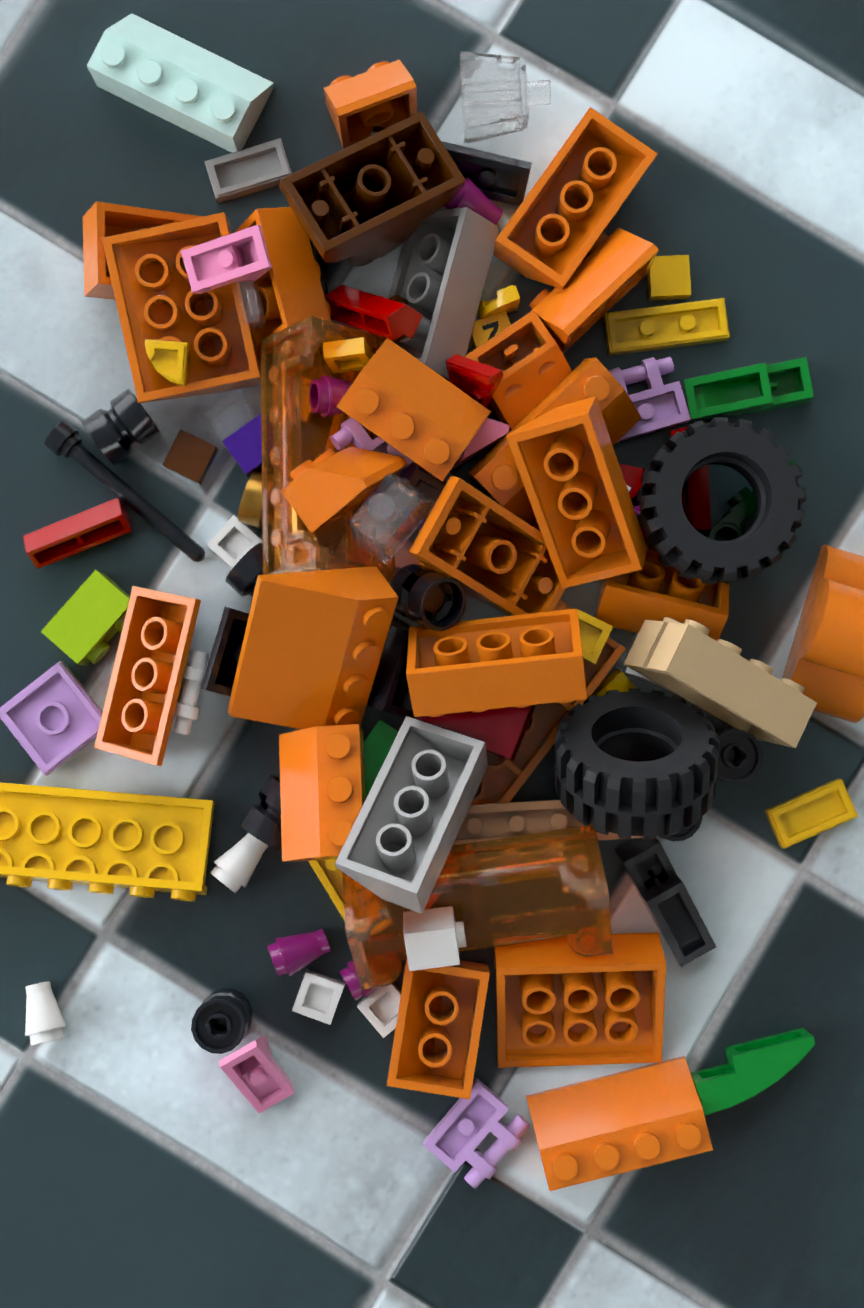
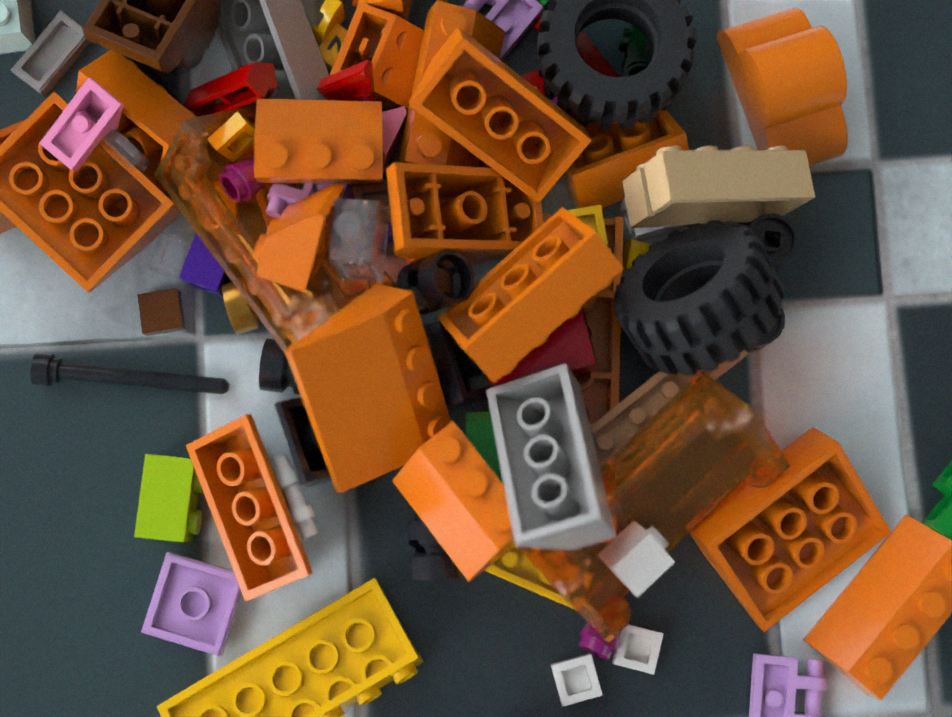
camera: 35 degrees left, 5 degrees down
(76, 527) = (104, 432): red piece -> none
(120, 426) = (87, 324): black wheel -> none
(169, 359) = (89, 239): yellow tile -> none
(233, 541) = (244, 355): white tile -> none
(239, 862) = (432, 613): white cone -> none
(297, 951) = (532, 653): magenta cone -> none
(439, 1029) = (695, 631): orange slope -> none
(666, 899) = (798, 395): black slope -> none
(811, 813) = (862, 248): yellow tile -> none

